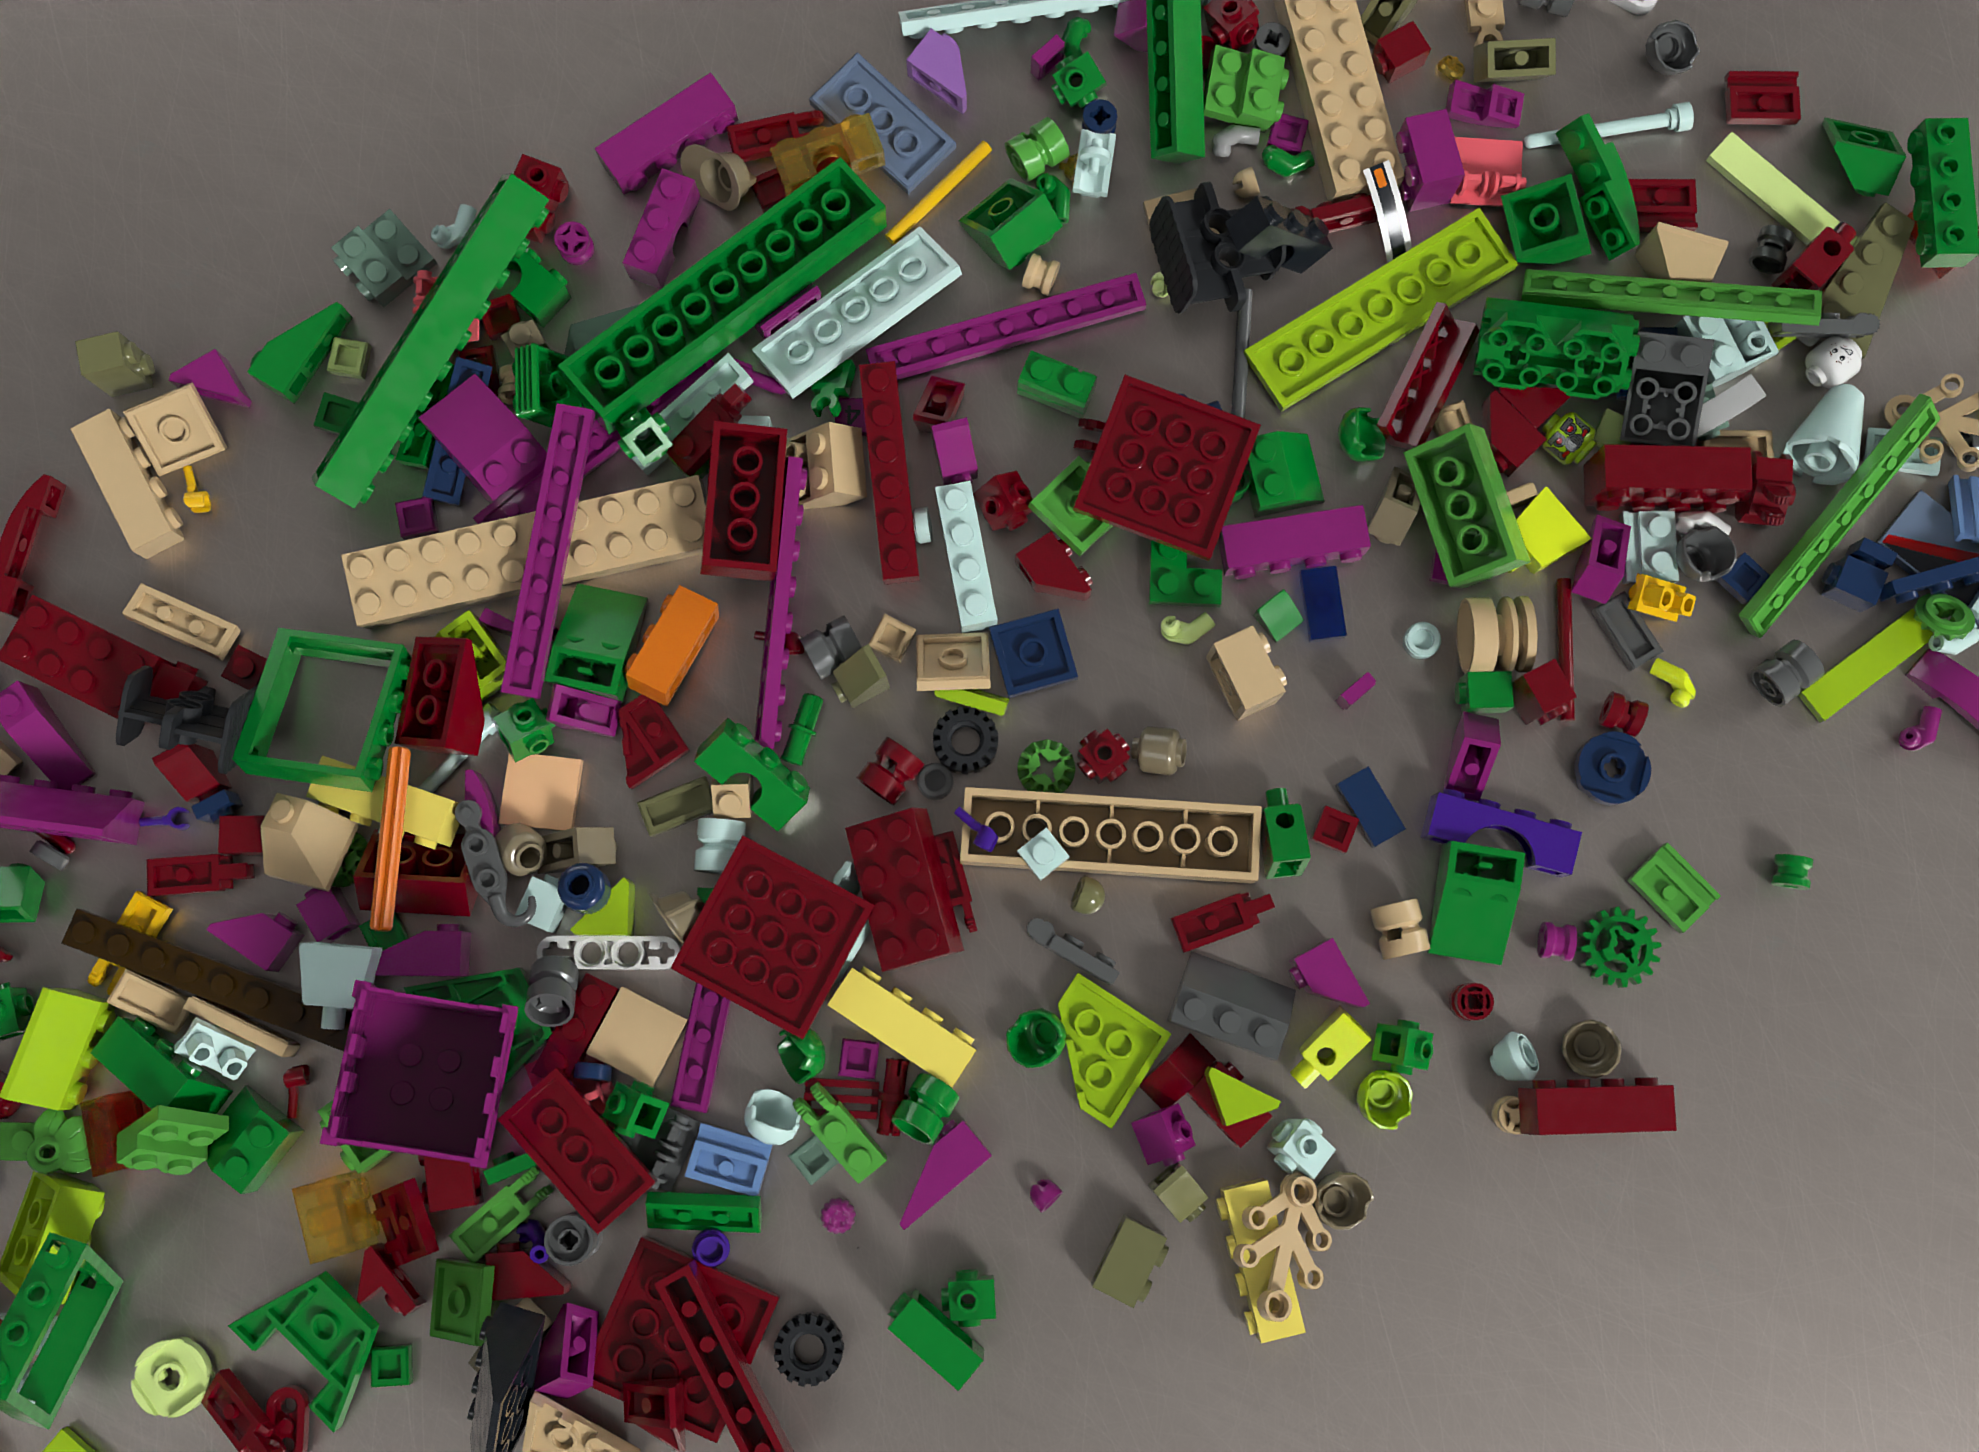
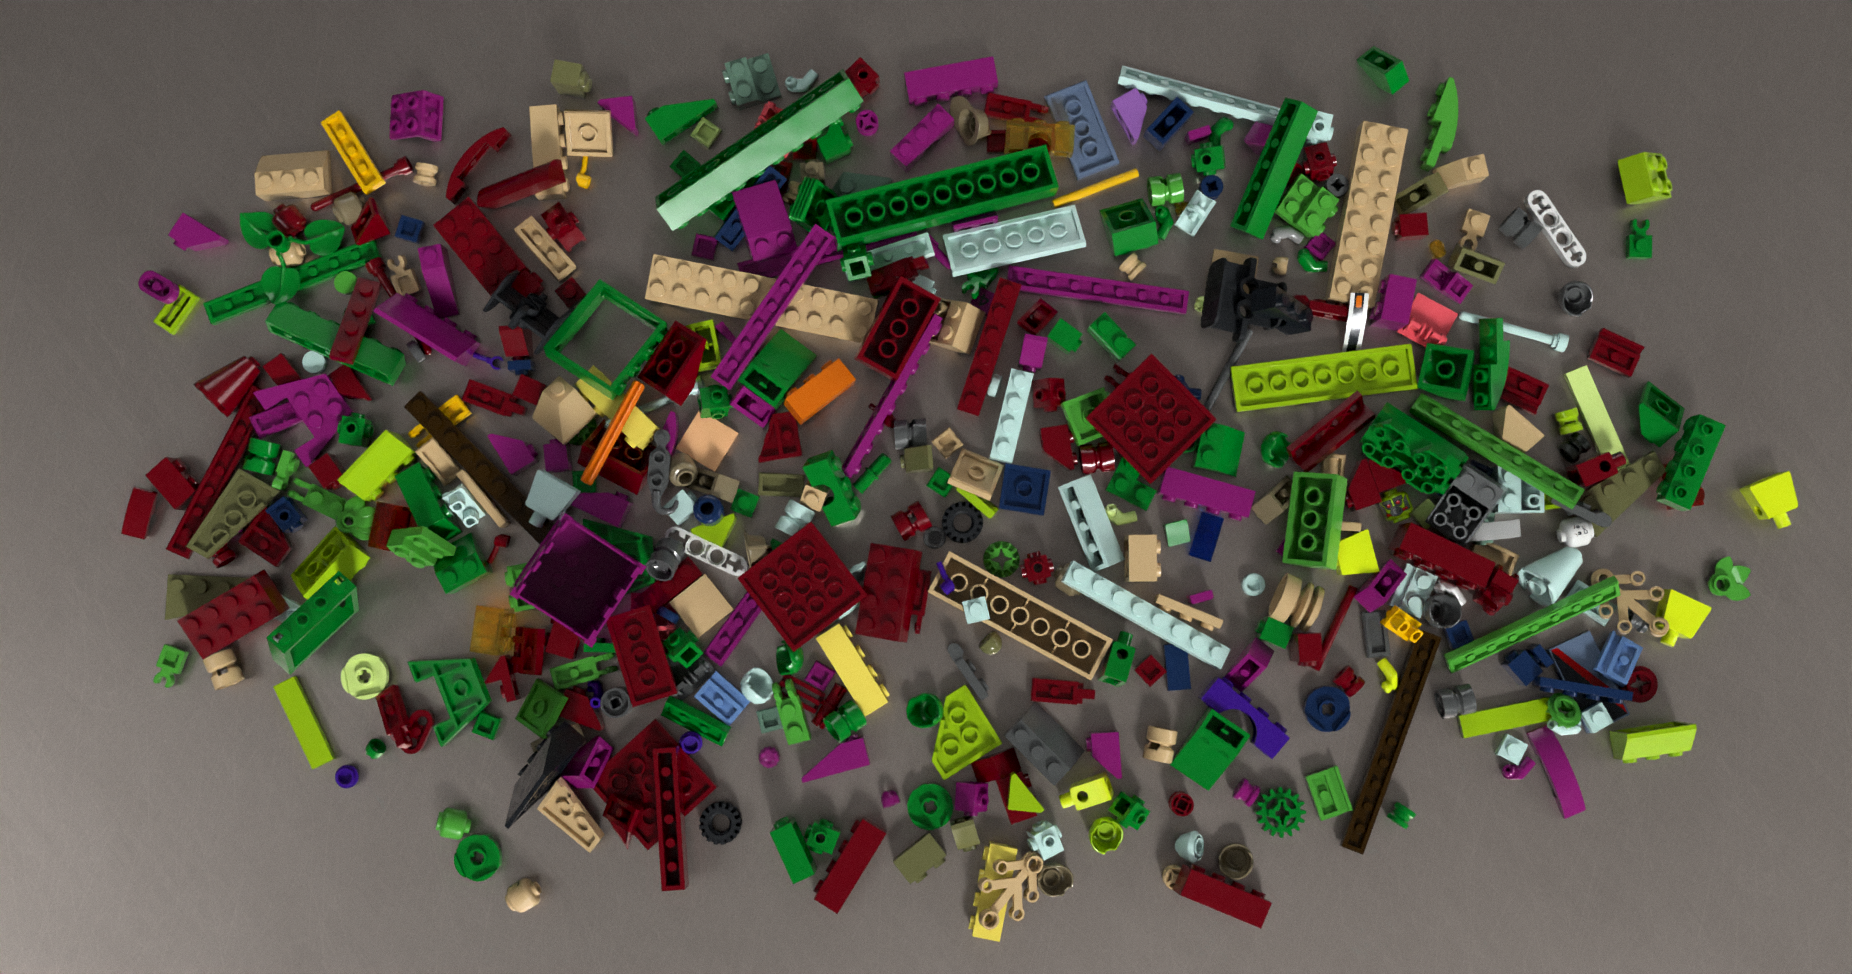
camera: 25 degrees right, 5 degrees up
(105, 543) = (521, 185): none -> dark red brick
(193, 577) = (563, 226): none -> dark red hinge
(636, 857) = (745, 503): none -> green plate
(906, 698) = (939, 482): none -> green tile
(991, 413) = (1065, 337): none -> green brick
(999, 58) = (1168, 124): none -> dark blue brick
(1030, 1321) = (849, 865): none -> dark red brick
(1118, 559) = (1096, 458): none -> dark red wheel
(1124, 1192) = (917, 810): none -> green plate
(1151, 656) = (1091, 523): none -> light aqua brick
(1290, 751) = (1145, 615): none -> light aqua plate
(1348, 721) = (1187, 613): none -> tan plate
(1725, 777) = (1390, 743): none -> dark brown plate
(1746, 217) = (1568, 421): none -> lime wheel
(1897, 706) = (1511, 749): none -> light aqua plate

